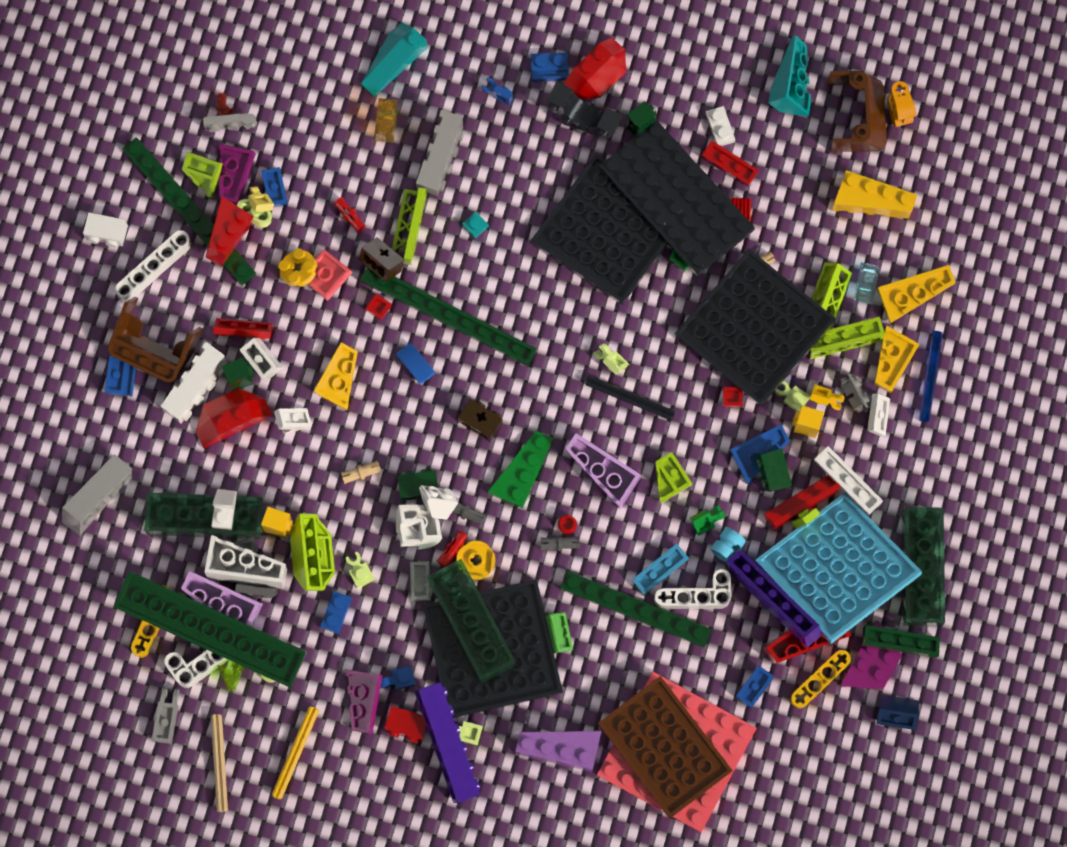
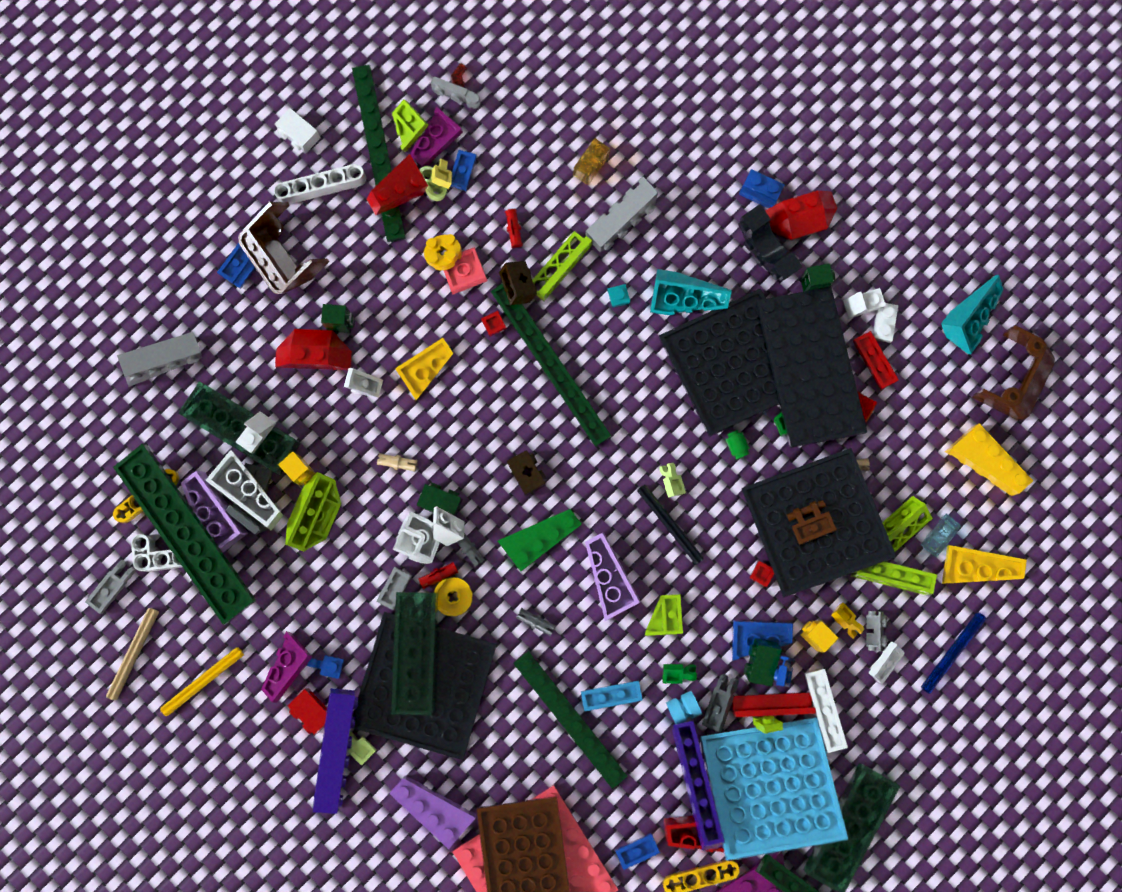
camera: 30 degrees right, 5 degrees up
(194, 384) = (296, 306): white wedge -> none
(231, 677) = (182, 584): clear neon green slope -> none
(243, 328) = (366, 280): red plate -> none
(261, 358) = (365, 315): white brick -> none
(336, 612) = (306, 575): blue plate -> none
(360, 573) = (347, 552): yellowish green plate -> none
(396, 54) = (631, 109): teal wedge -> none
(415, 363) = (497, 391): blue slope -> none
(500, 93) = (706, 191): blue plate -> none
(530, 193) = (682, 293): none -> teal wedge
(559, 632) = (490, 703): bright green plate -> none
(567, 524) = (551, 608): red plate -> none
(650, 298) = (737, 444): none -> green brick
(692, 593) = (627, 735): white beam -> none
(693, 119) = (864, 303): none -> white slope
(753, 332) = (812, 528): none -> reddish brown plate
(757, 525) = (720, 703): none -> dark grey hinge
(794, 398) = (818, 605): yellowish green plate -> none
(796, 468) = (784, 673): none -> blue plate
(893, 358) = (928, 618): yellow wing -> none
(903, 107) = (1064, 393): light orange piece -> none

